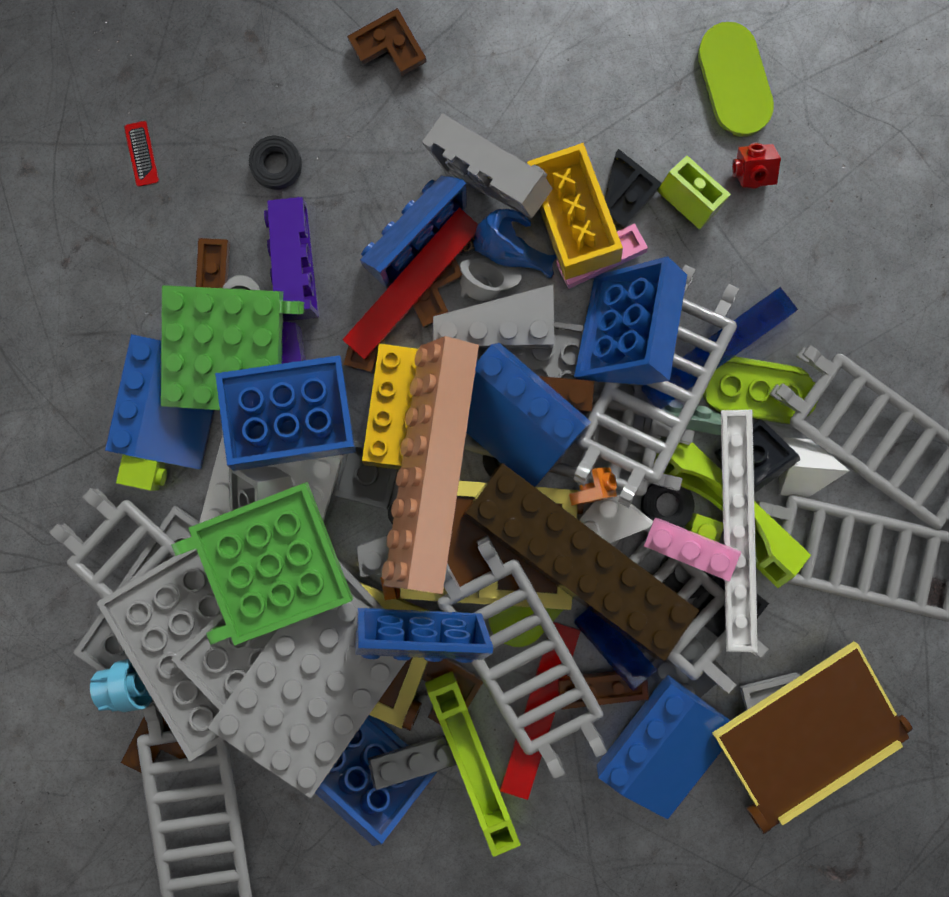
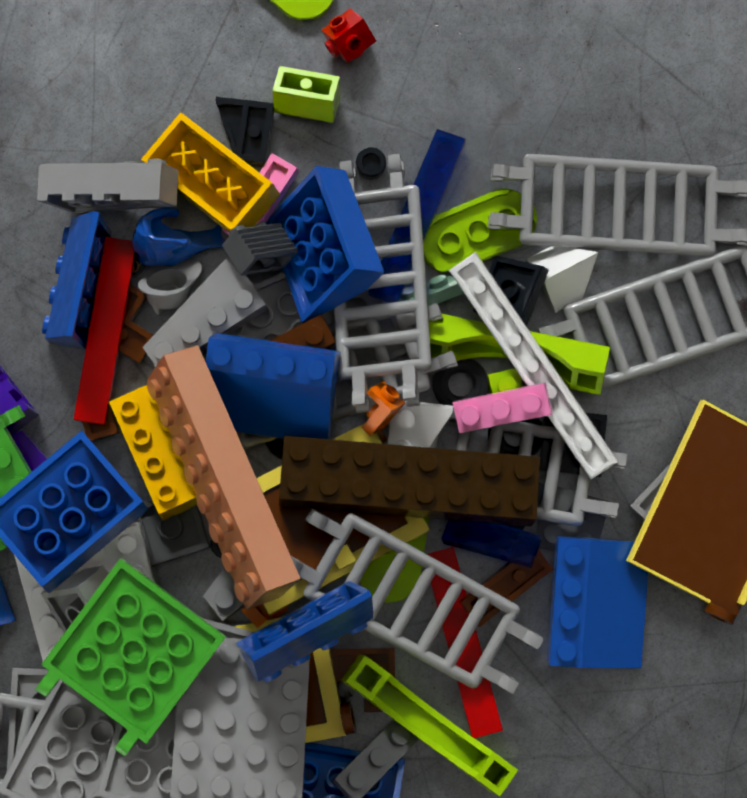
camera: 30 degrees left, 5 degrees down
(577, 295) = (259, 248): none -> dark grey brick
(708, 281) = (371, 163): none -> black tile

